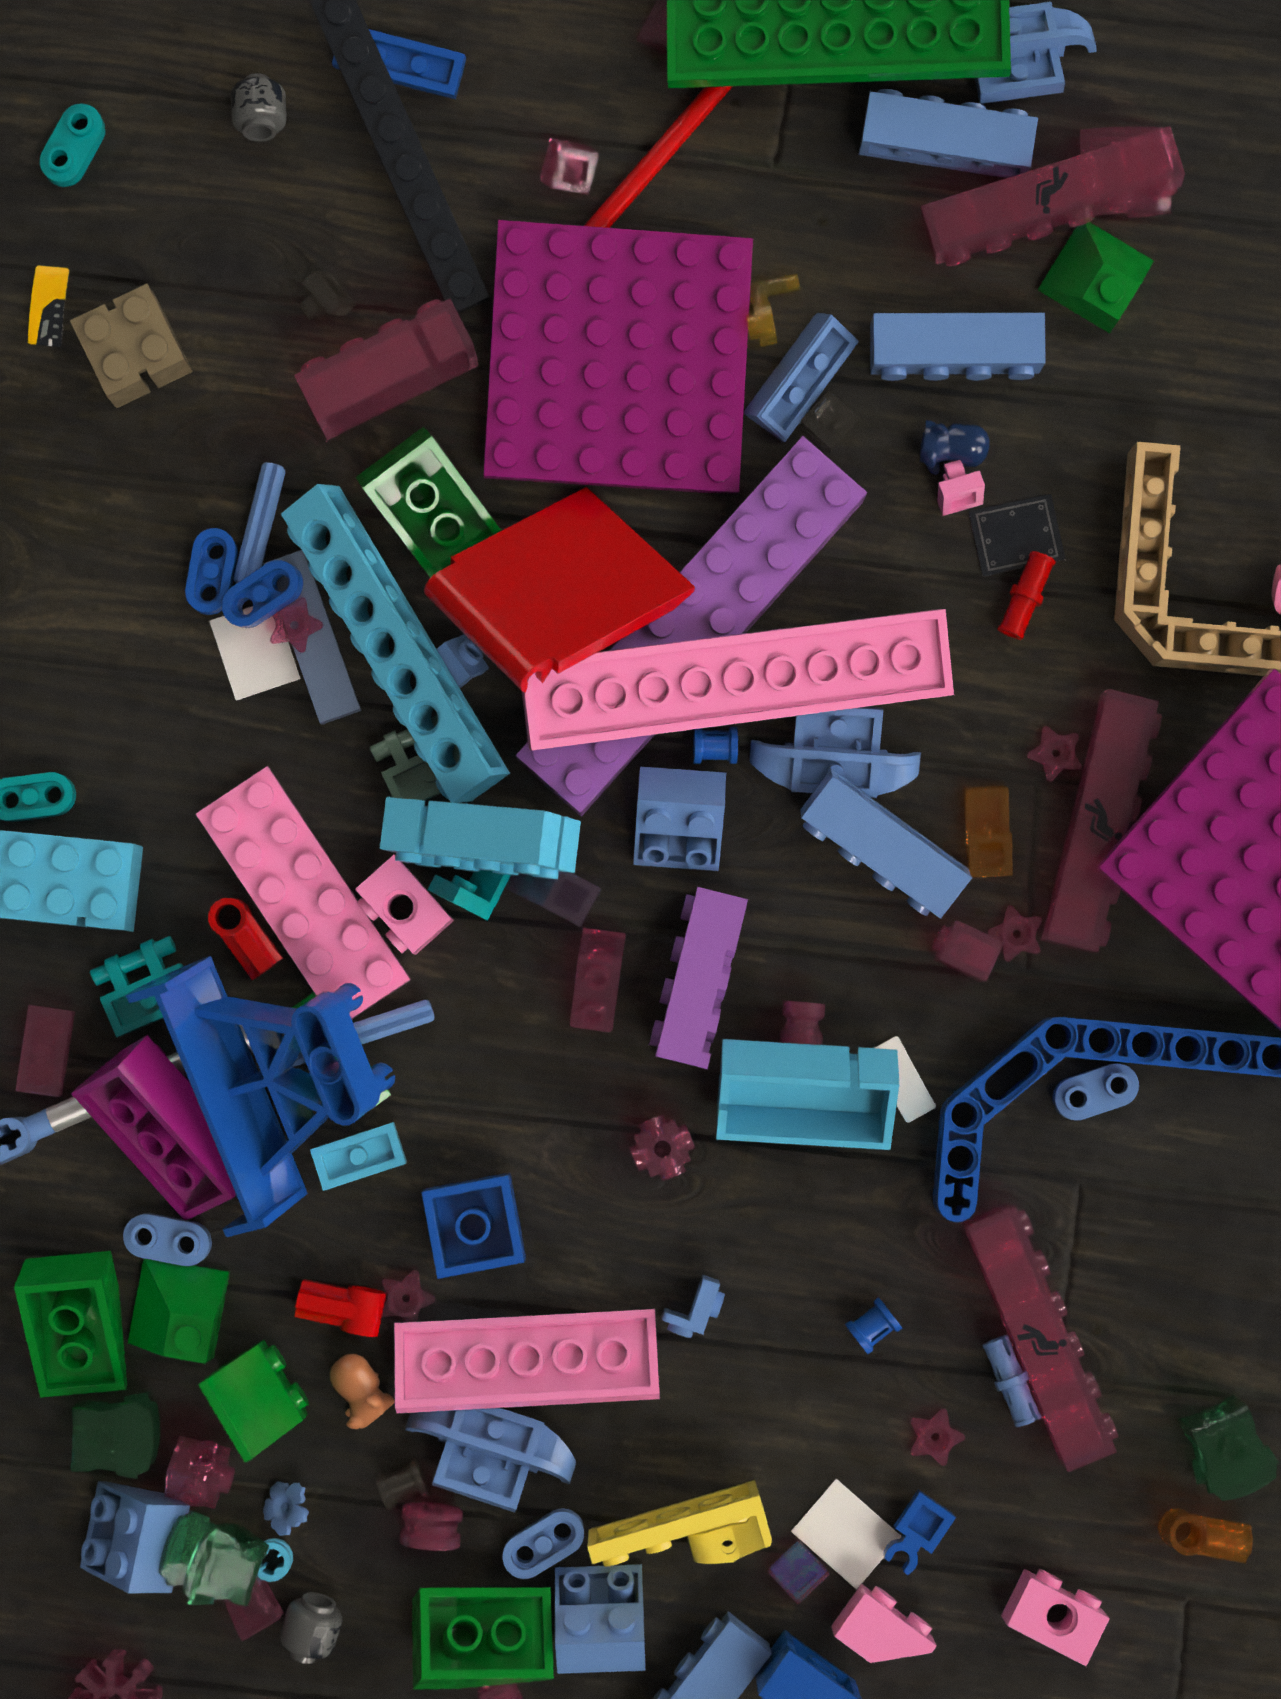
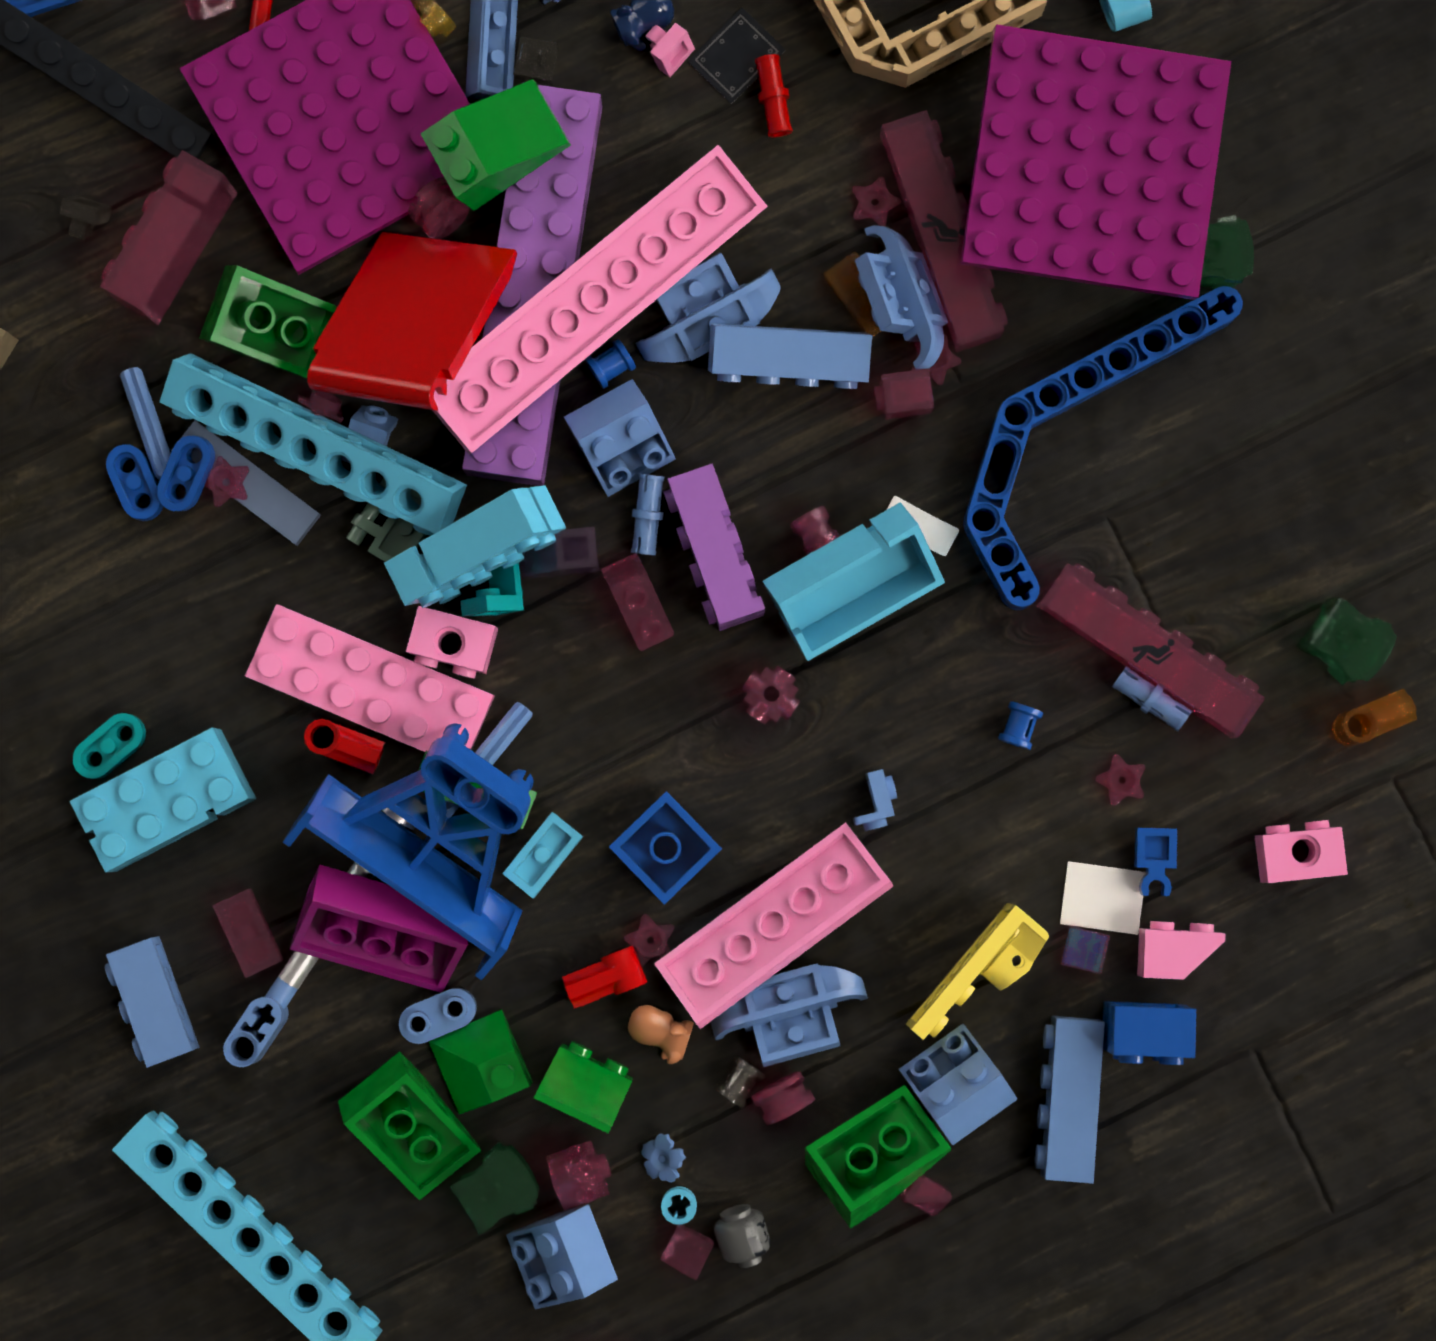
camera: 30 degrees left, 0 degrees up
(127, 1016) = (292, 861): teal plate -> none
(212, 1560) = (631, 1232): clear green piece -> none
(251, 658) = (210, 529): white sticker -> none
(428, 614) = (324, 405): none -> clear pink plate
(544, 1542) = (880, 1056): medium blue plate -> none
(651, 501) = (438, 209): none -> clear pink wheel
(658, 906) = (647, 514): none -> medium blue pin
(741, 476) = (495, 142): none -> green slope
(1026, 857) = (903, 294): none -> medium blue plate
(1096, 1091) = (1073, 438): medium blue plate -> none

